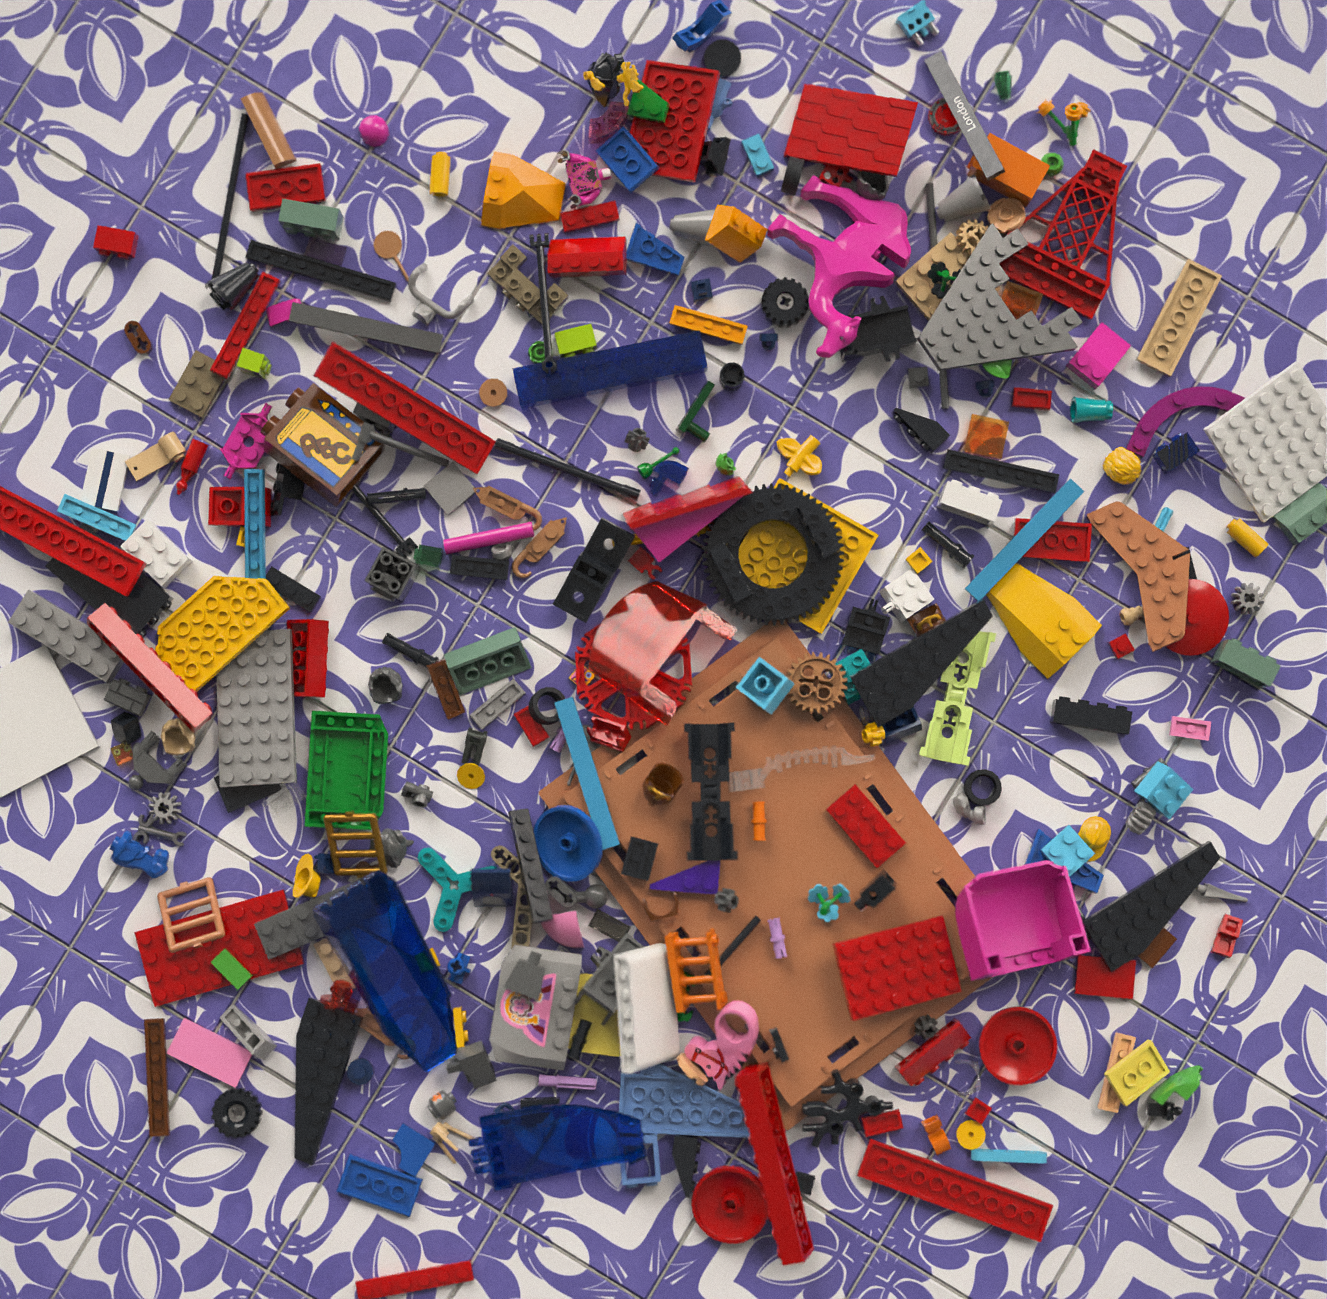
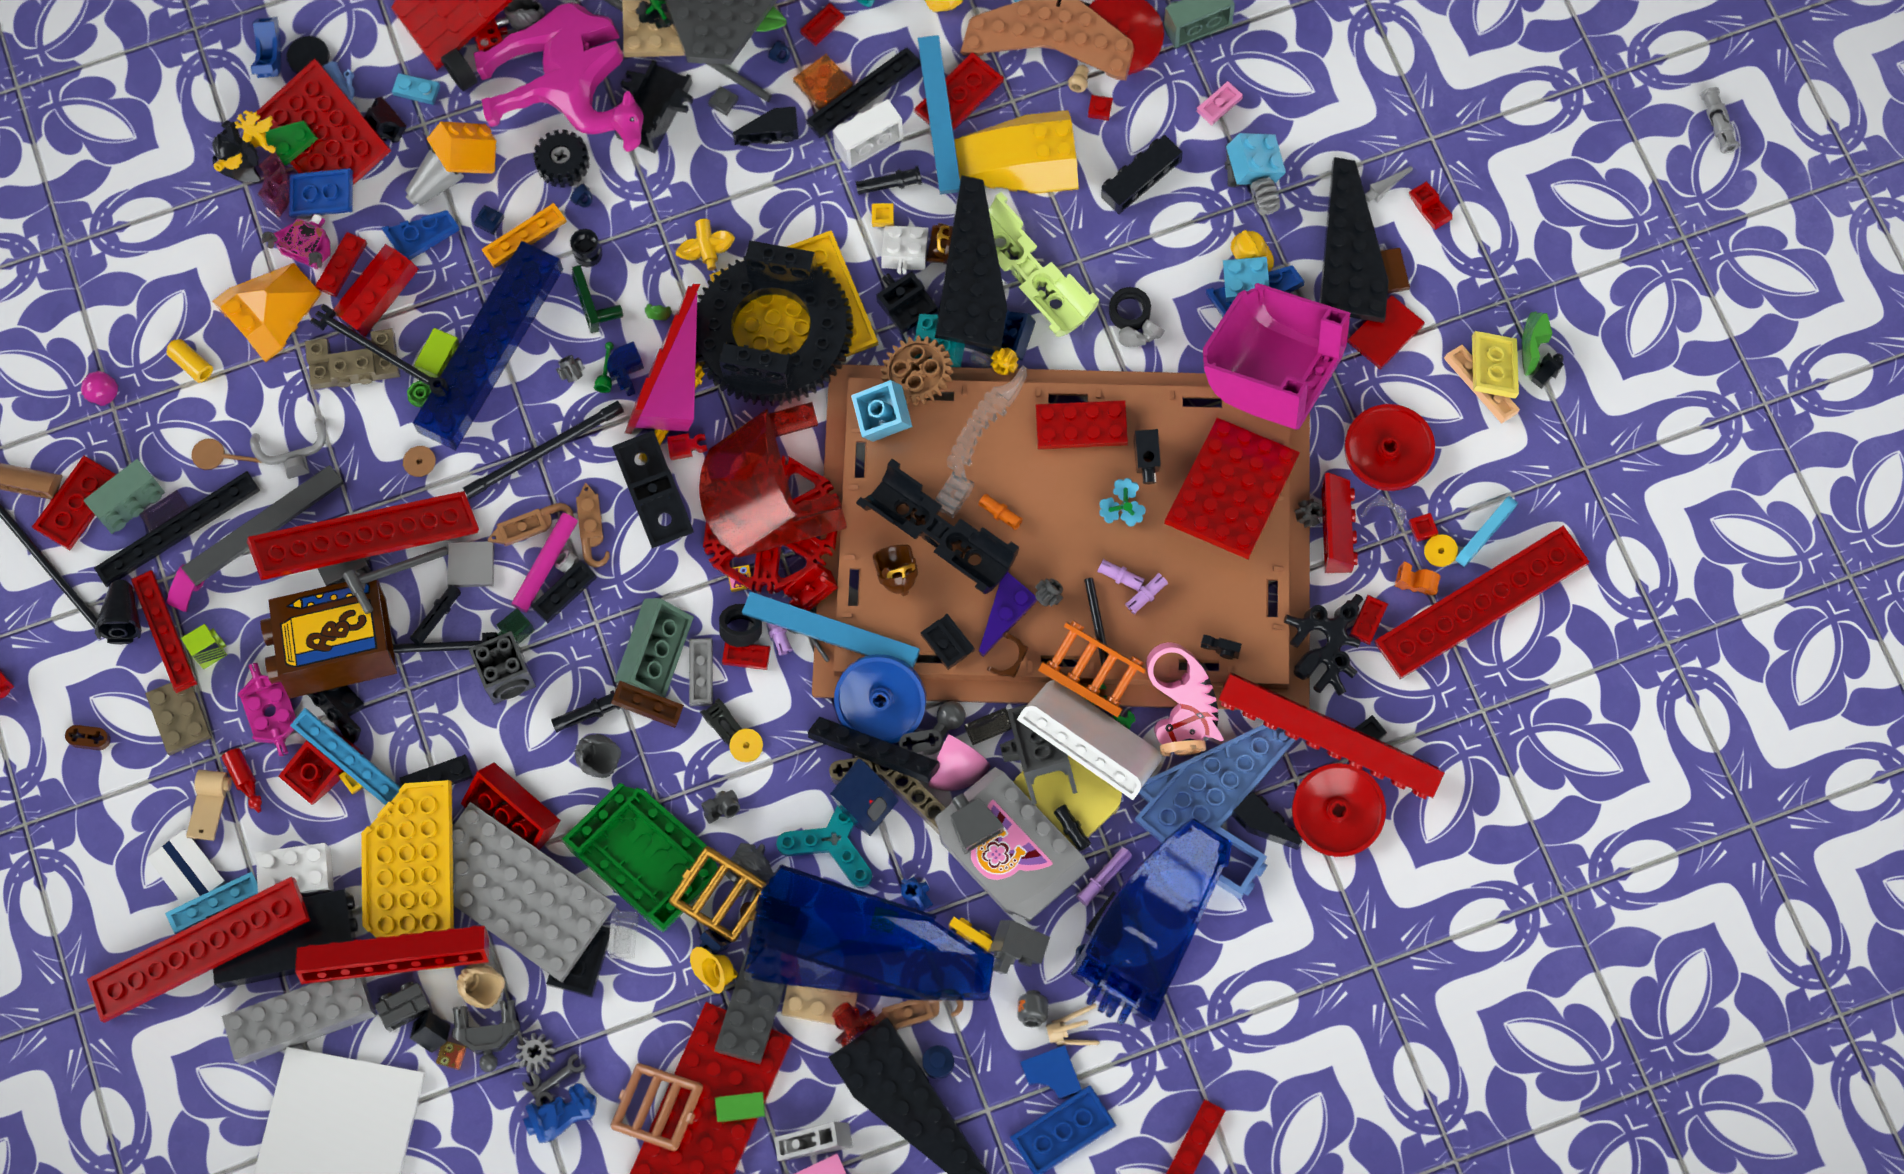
camera: 45 degrees left, 15 degrees down
(777, 965) = (1146, 593): none -> lavender pin

